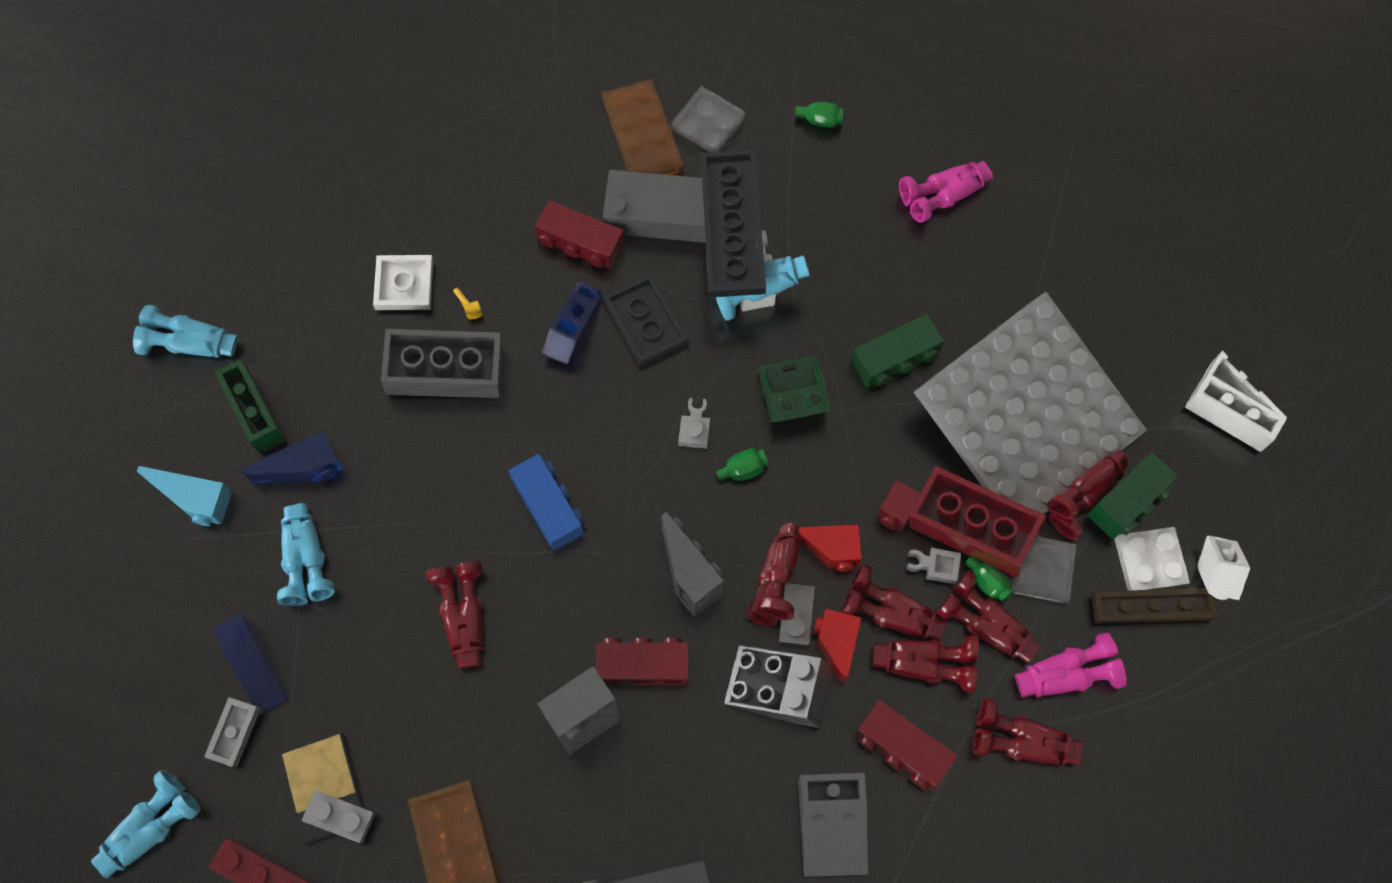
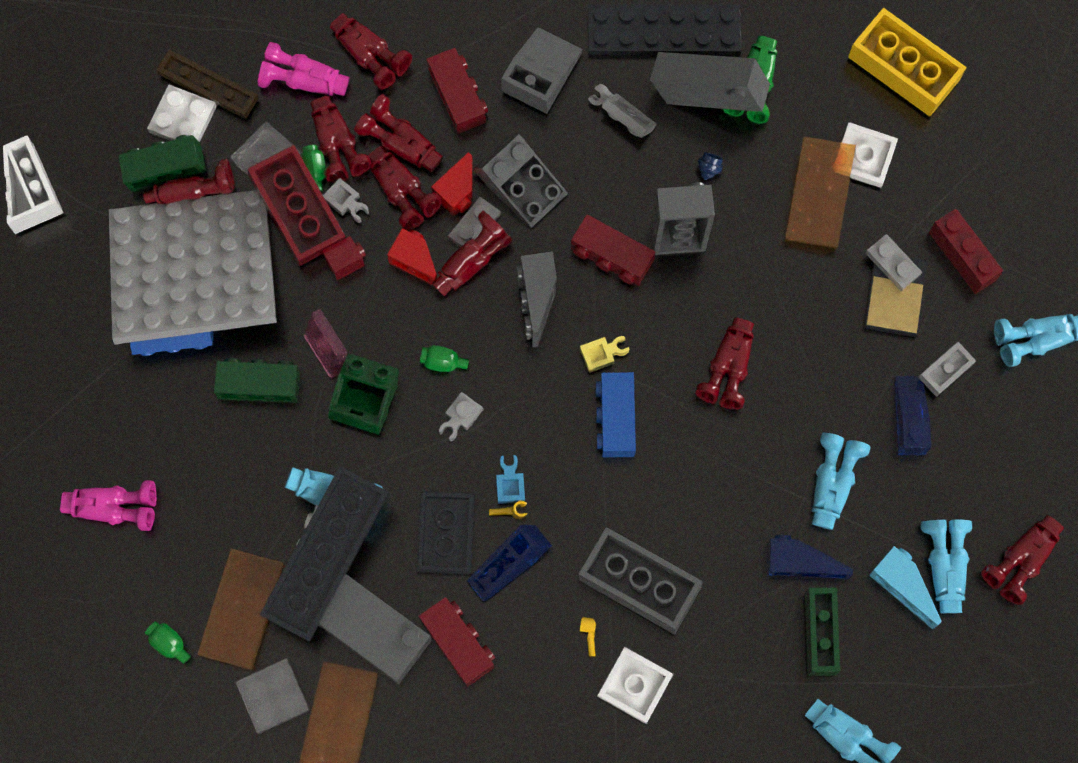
camera: 150 degrees left, 5 degrees up
(76, 589) = (1030, 554): none -> dark red piece
(150, 528) = (948, 570): none -> medium azure piece
(591, 819) = (710, 165): none -> dark blue plate
(596, 553) = (600, 354): none -> light yellow plate
(597, 368) = (509, 510): none -> yellow hand
(611, 387) = (510, 485): none -> dark azure plate
(717, 826) = (623, 111): none -> light grey plate
(781, 169) = (234, 621): none -> clear orange plate
(857, 408) = (325, 343): none -> clear pink tile
(1223, 568) = (140, 73): white brick -> none

